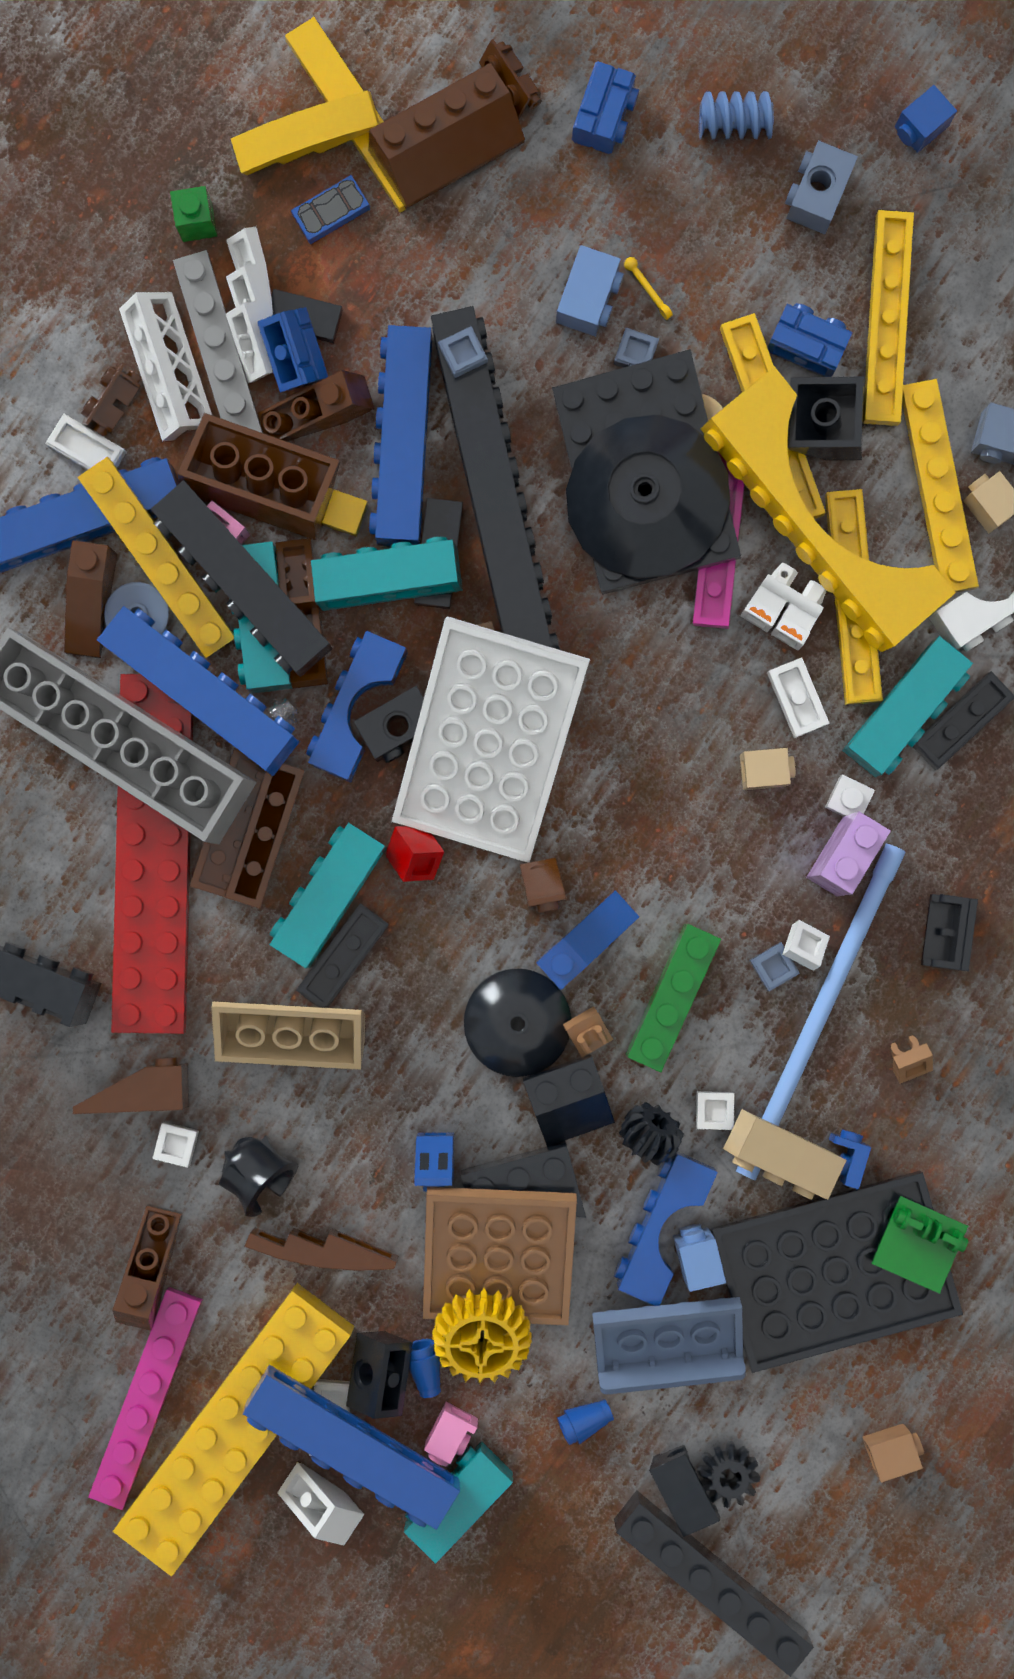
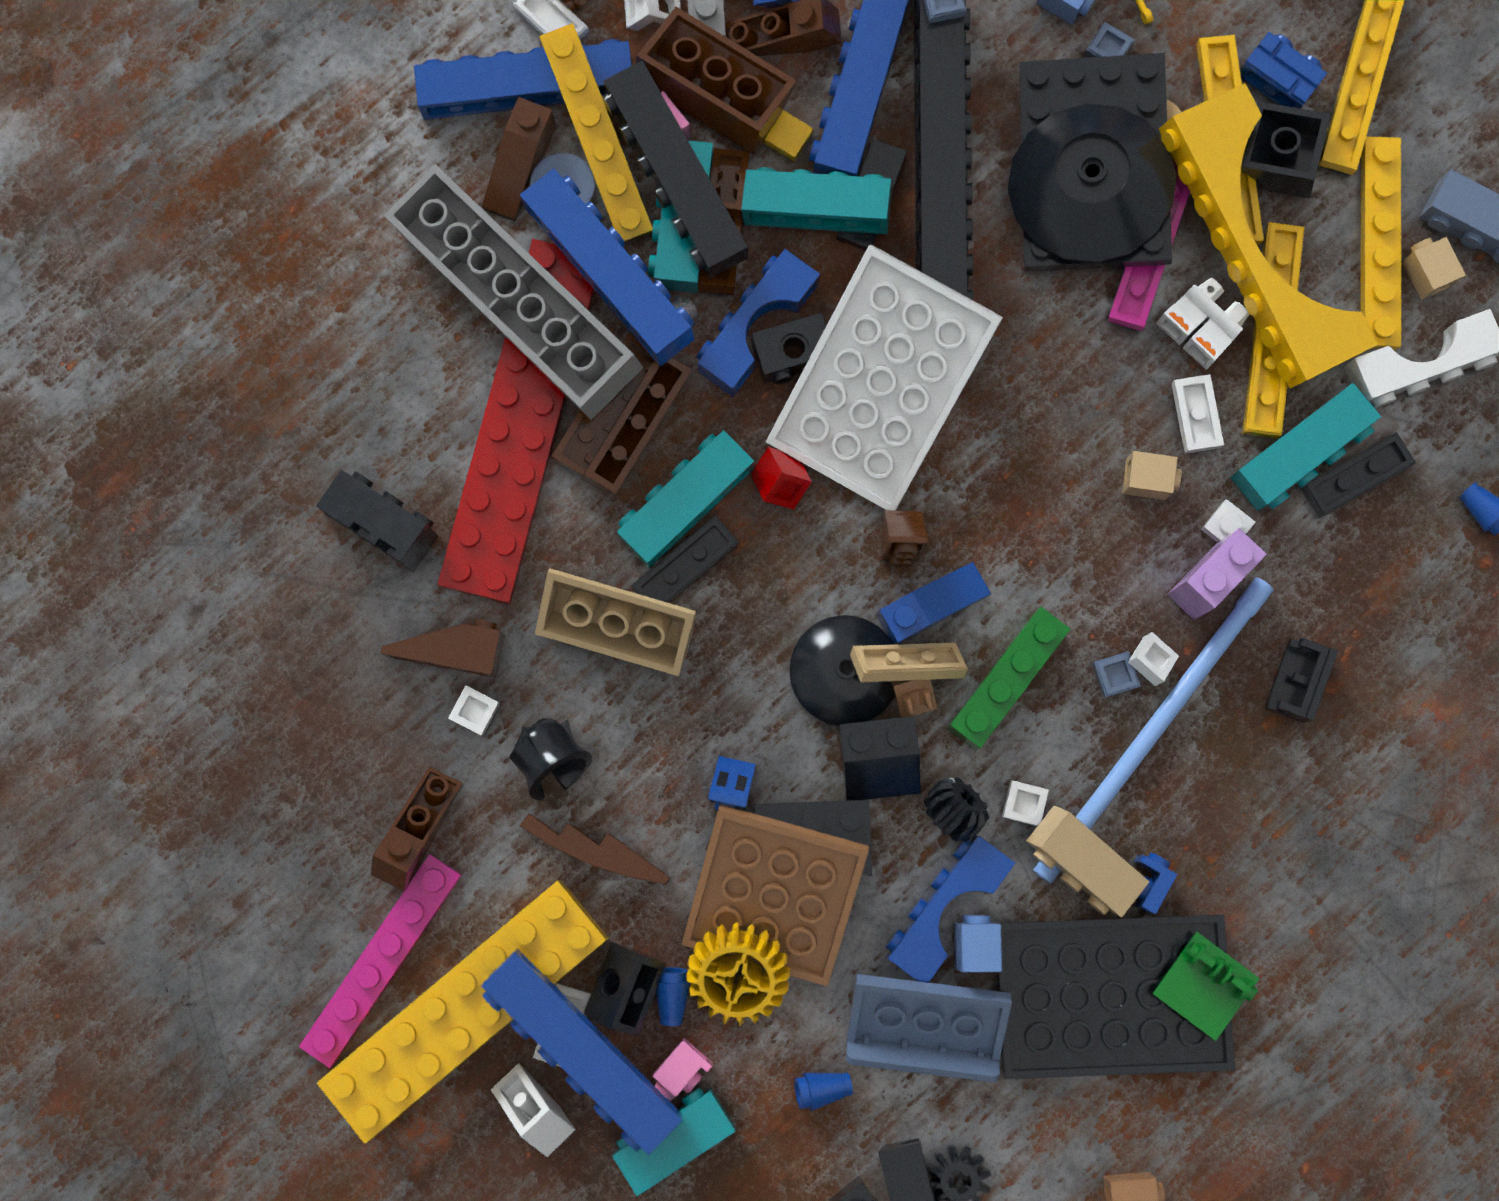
camera: 10 degrees right, 5 degrees down
(575, 1005) = (908, 662): none -> tan tile
(912, 1062) = (1236, 801): medium nougat tile -> none

